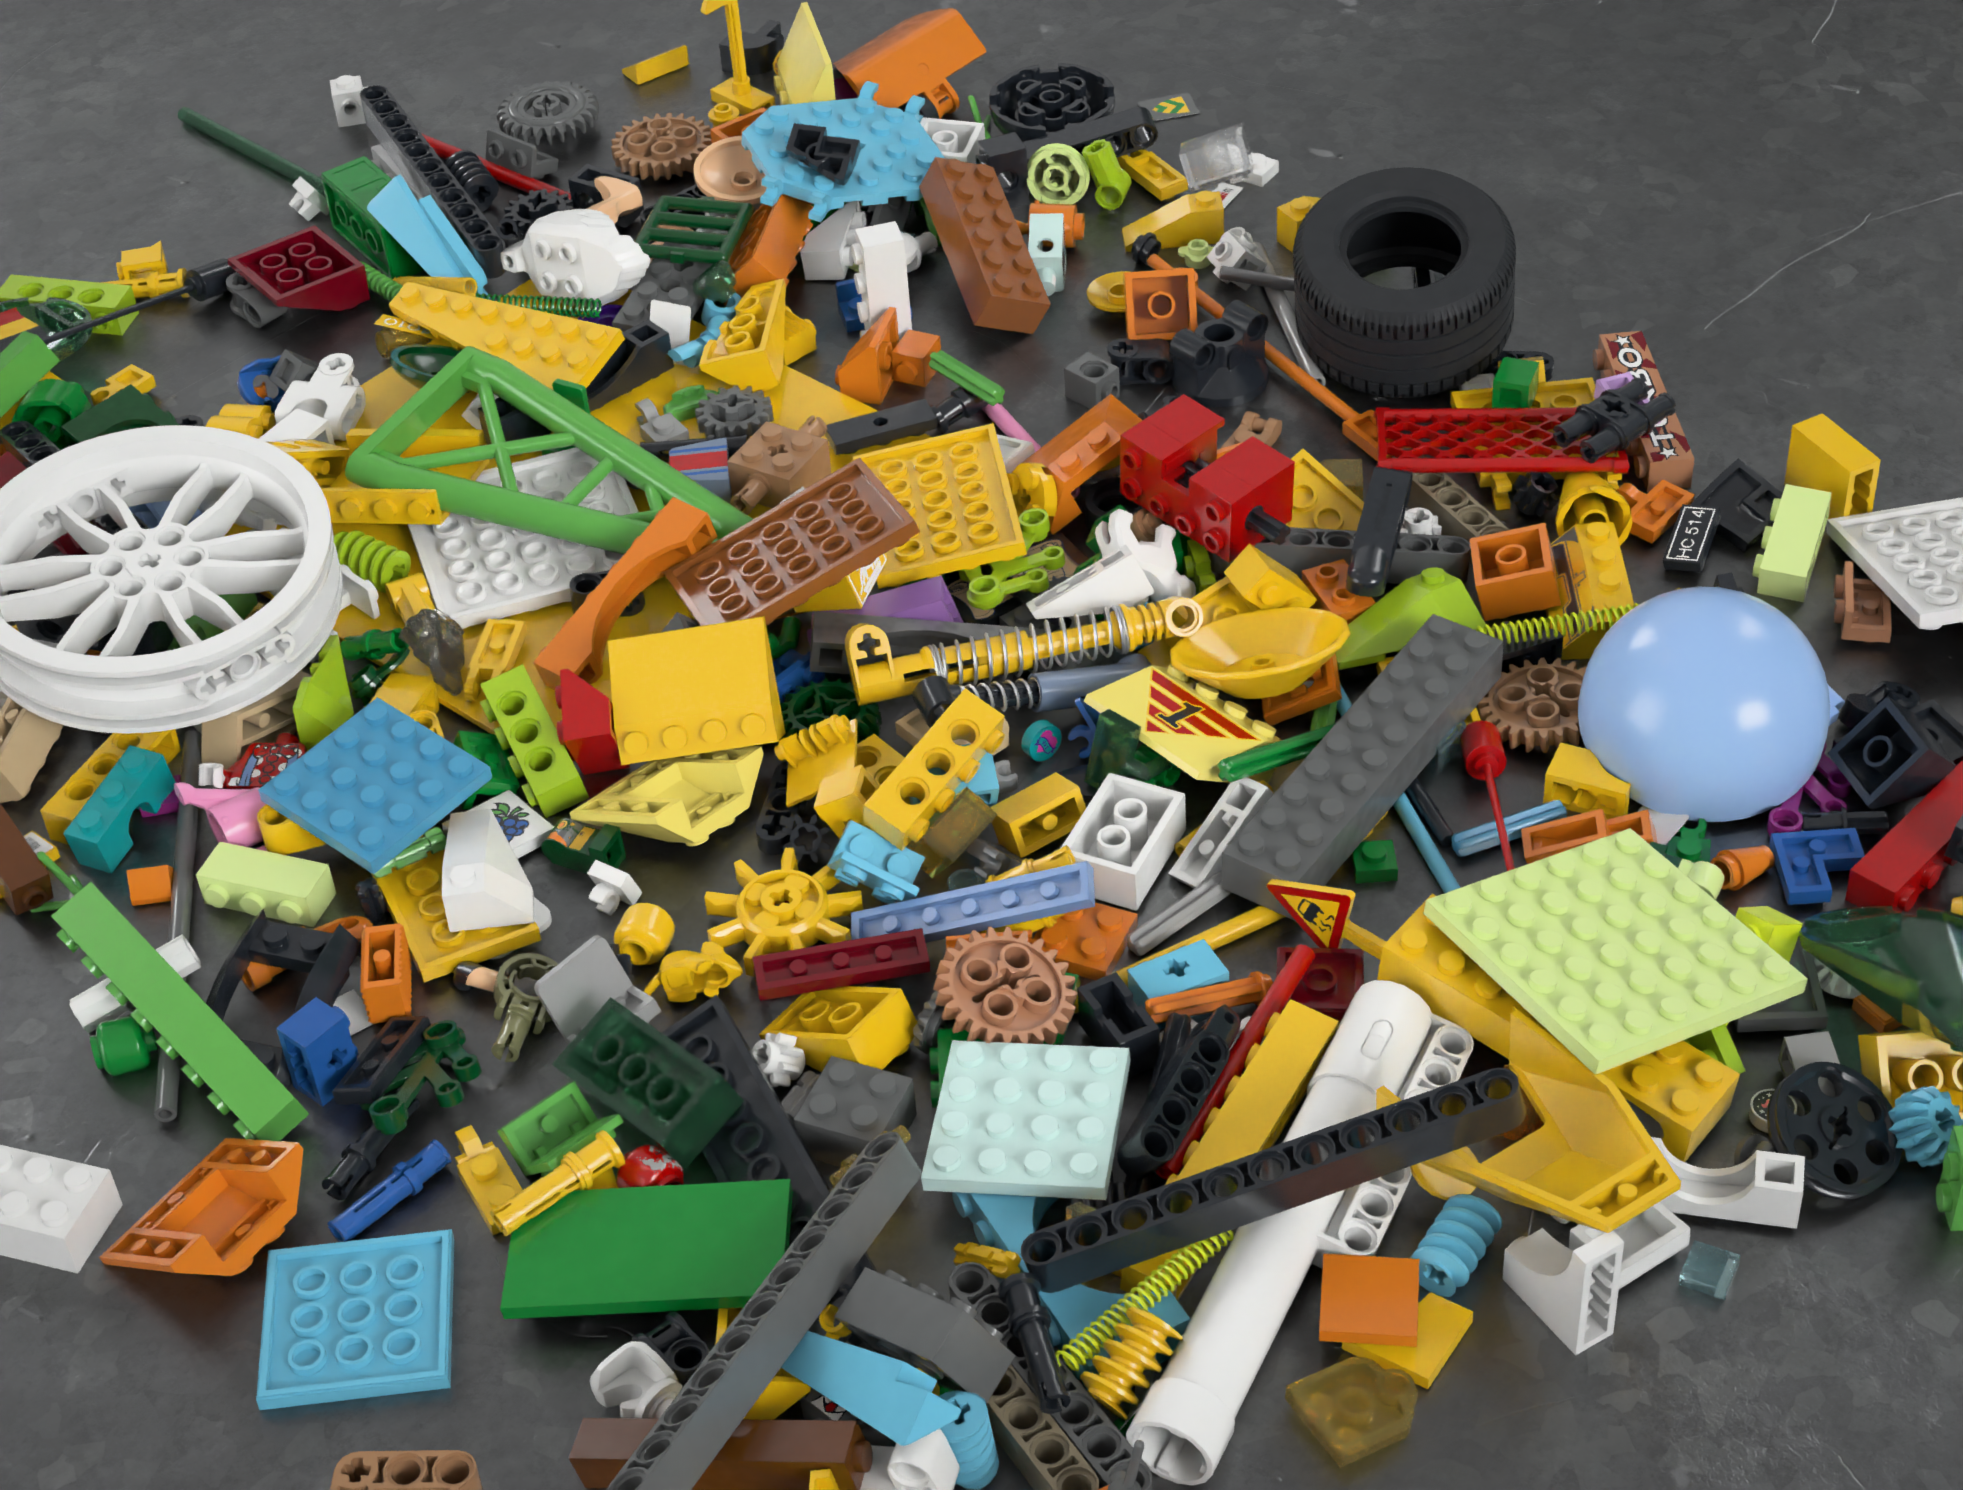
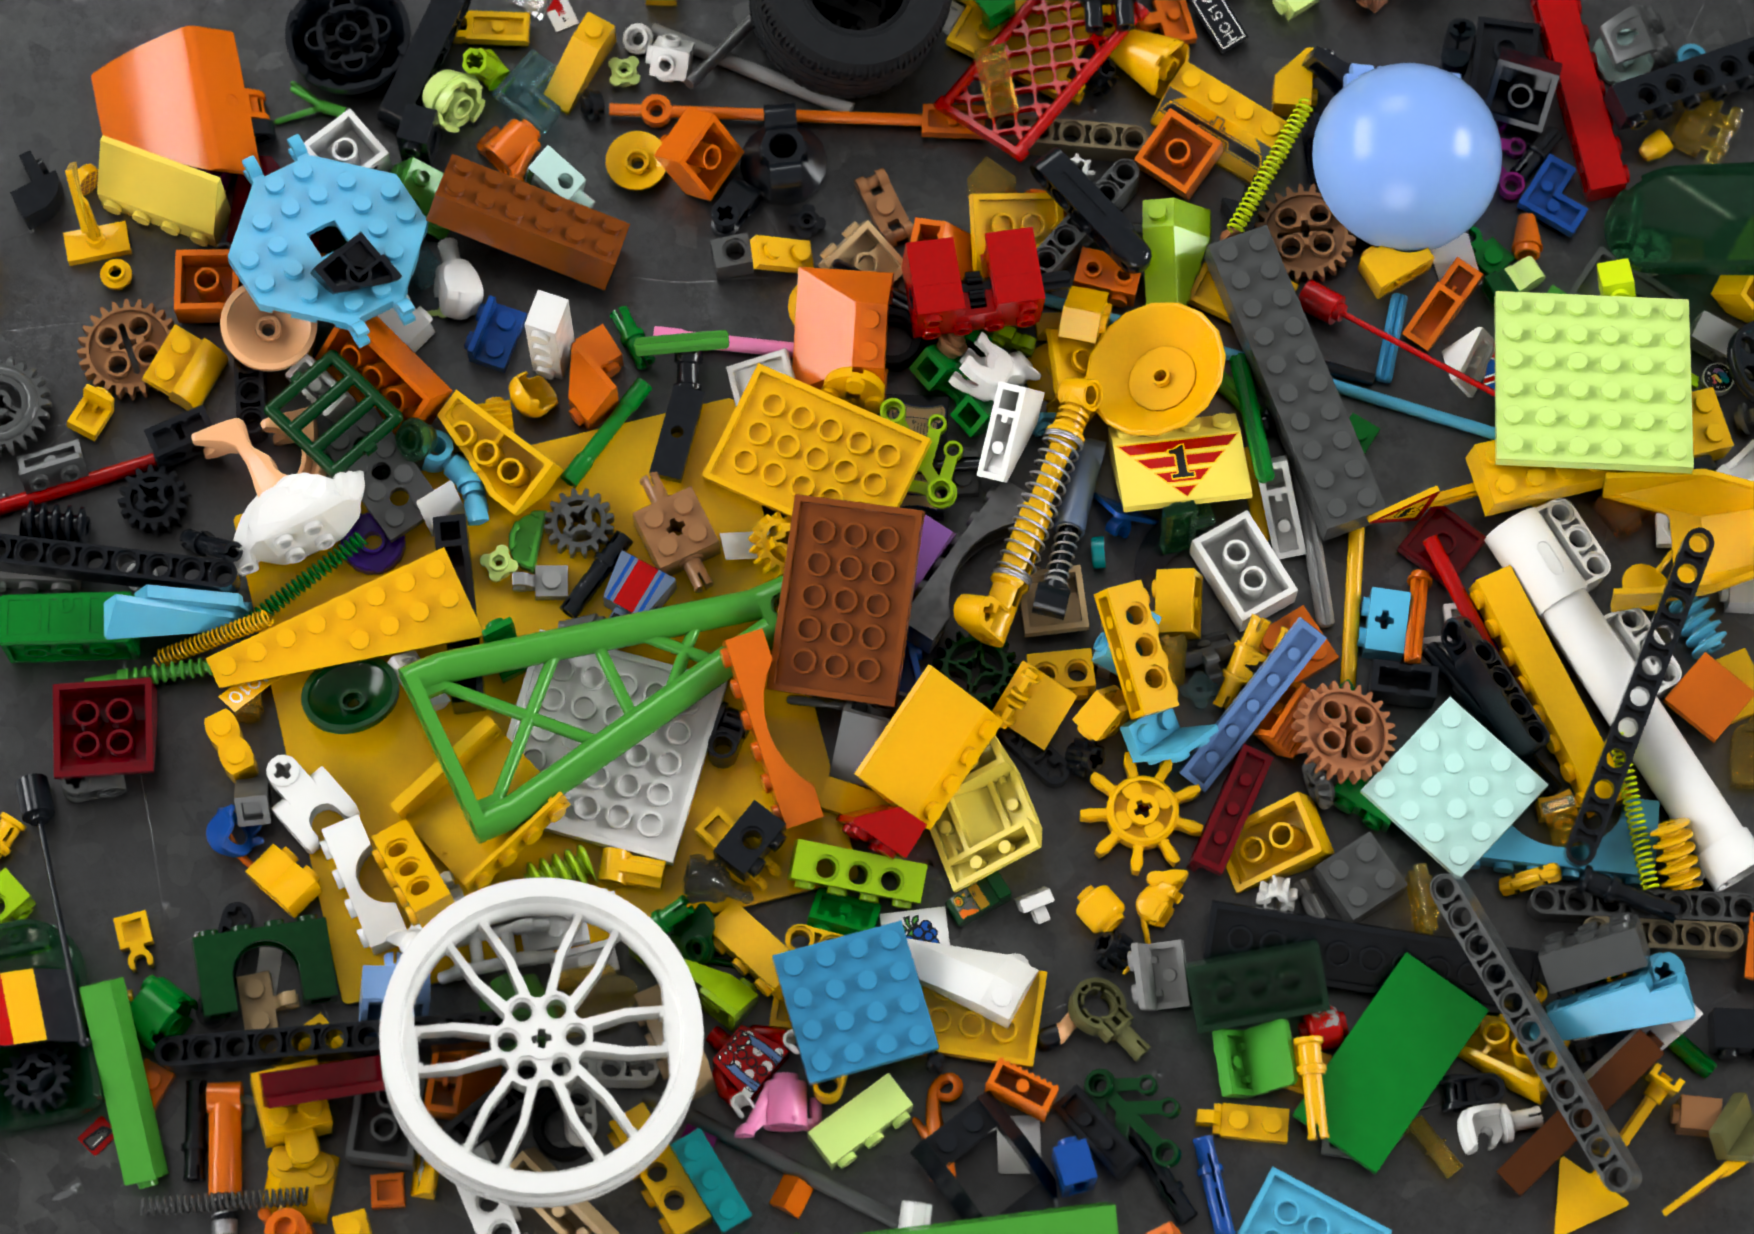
camera: 60 degrees left, 30 degrees up
(350, 335) = (230, 745): none -> yellow brick
(496, 643) = (757, 823): none -> black brick
(579, 153) = (92, 412): none -> yellow bracket
(582, 1360) = (1435, 1146): none -> clear yellow axle
(656, 393) = (497, 573): none -> yellowish green plate
(666, 168) = (186, 368): none -> yellow brick
(831, 339) = (532, 395): none -> yellow hair
(882, 391) = (628, 404): none -> green piece
(939, 384) = (628, 332): none -> green pin
(1111, 210) = (521, 92): none -> clear light blue brick
(1120, 386) = (780, 253): none -> yellow plate
(1437, 408) = (996, 80): none -> clear yellow slope

